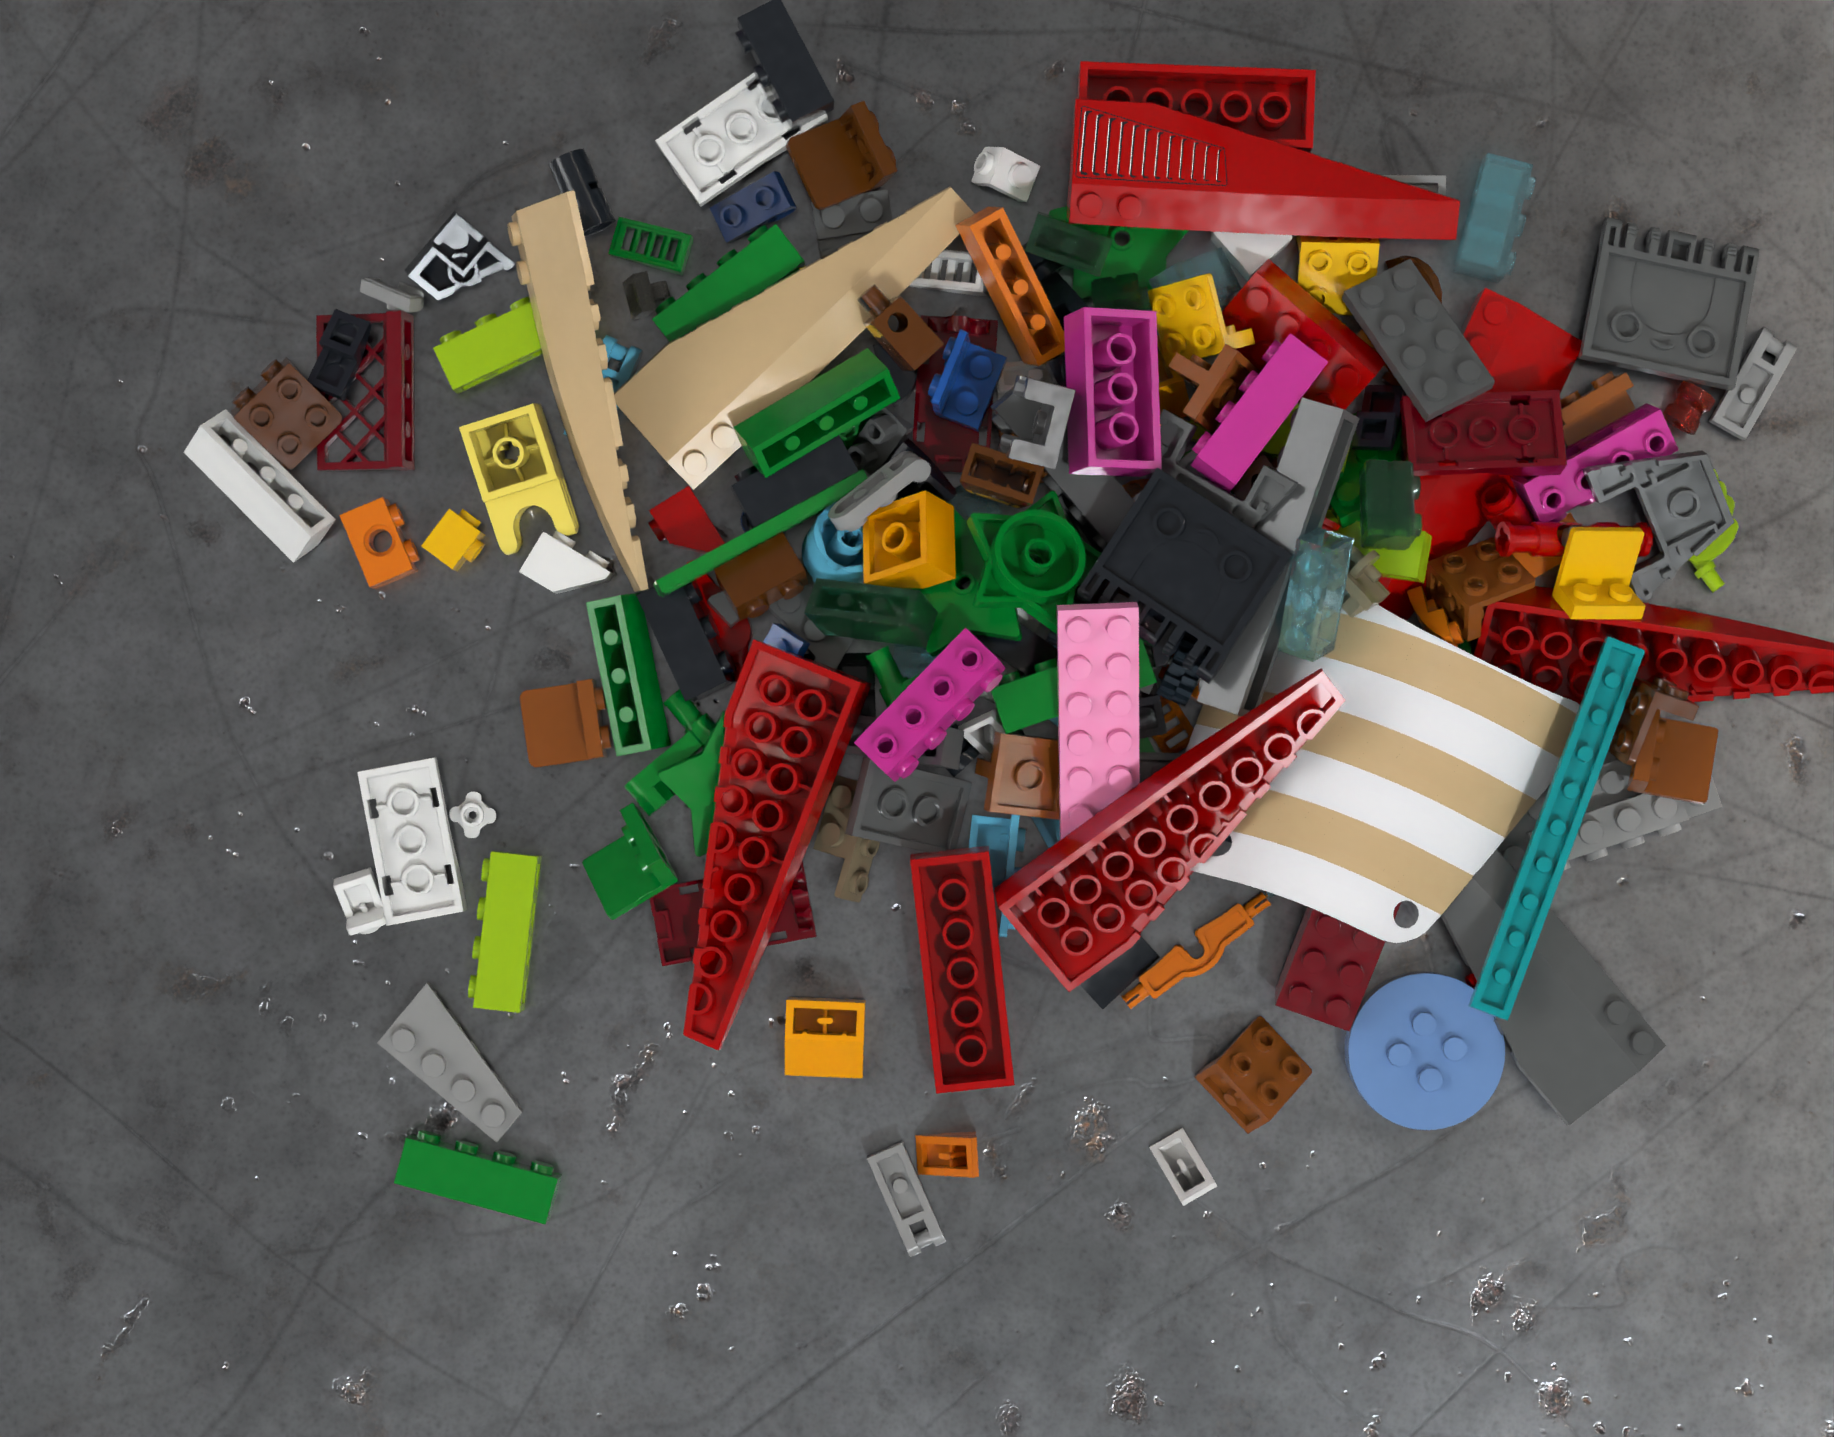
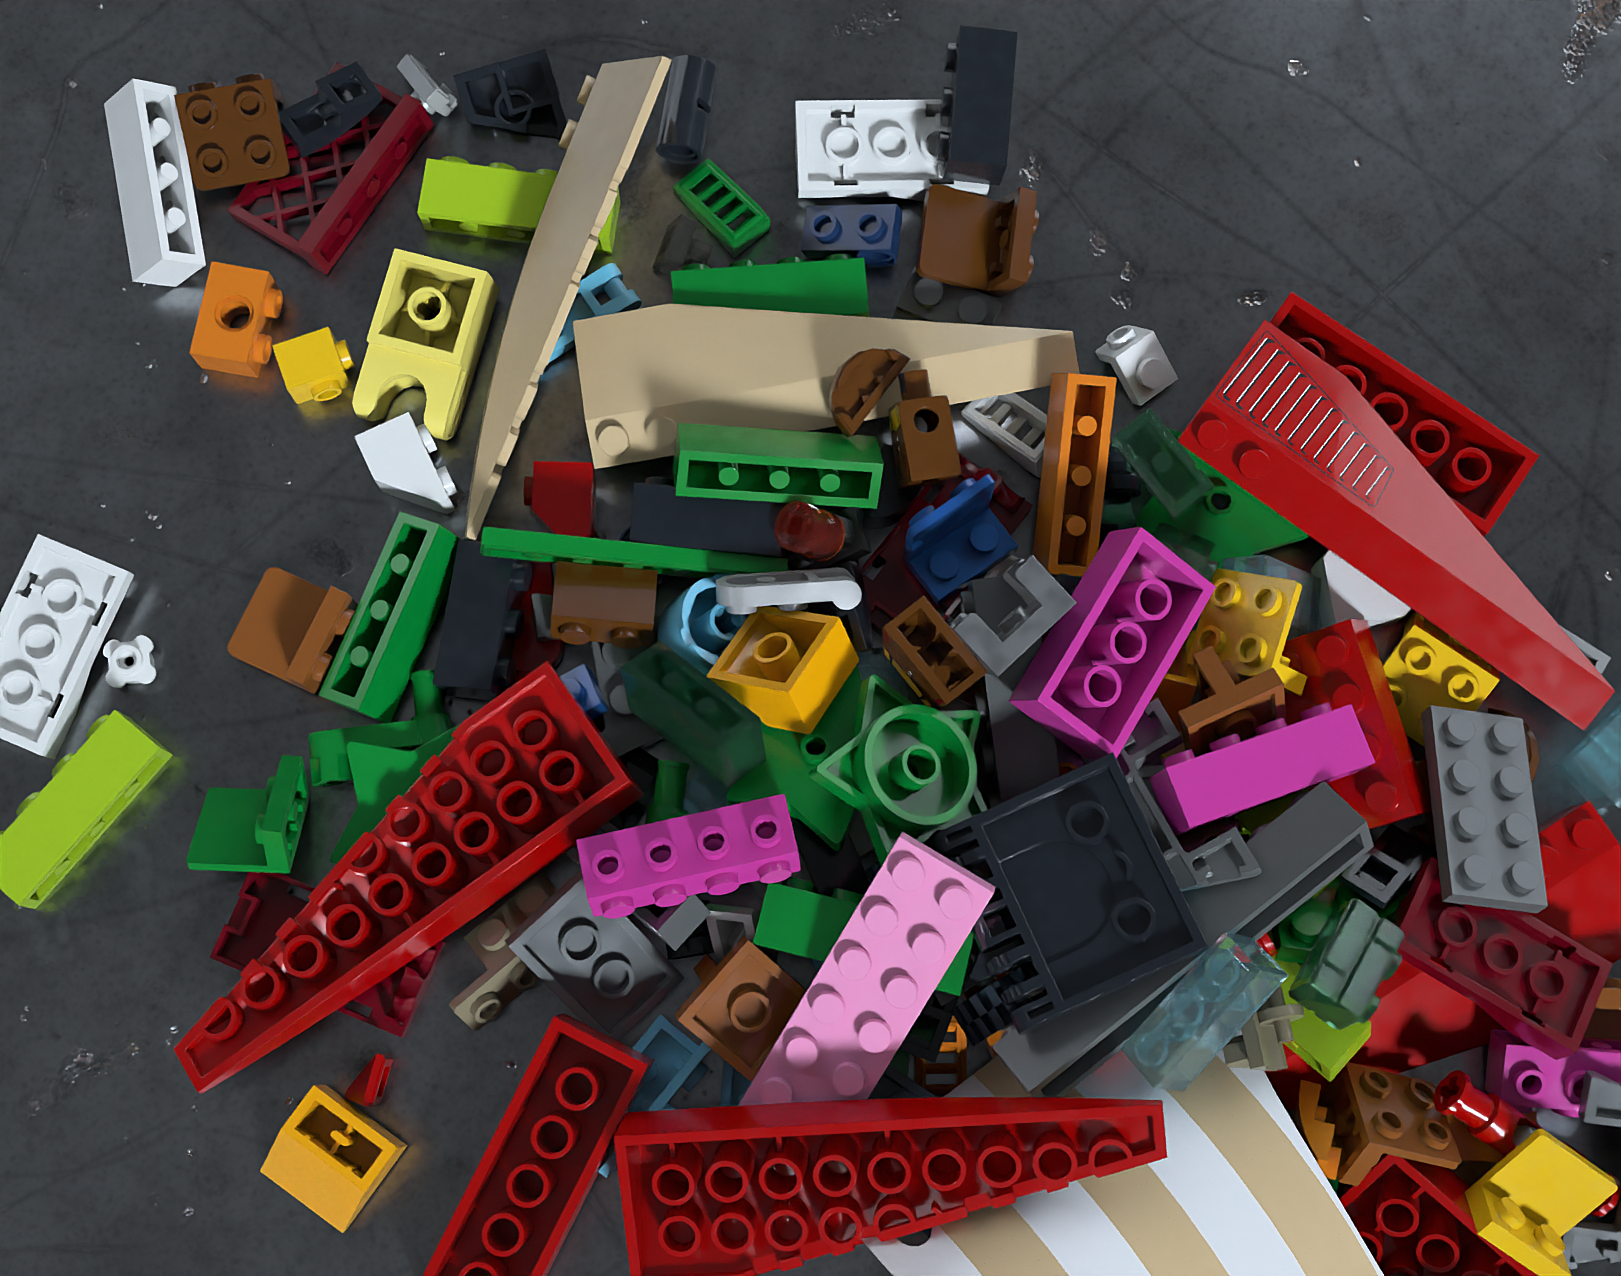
camera: 25 degrees right, 10 degrees down
(816, 978) = (371, 1082): none -> red slope
(837, 321) = (861, 384): none -> reddish brown plate
(866, 442) = (809, 531): none -> clear red wheel
(1504, 504) = (1470, 1051): red brick -> none

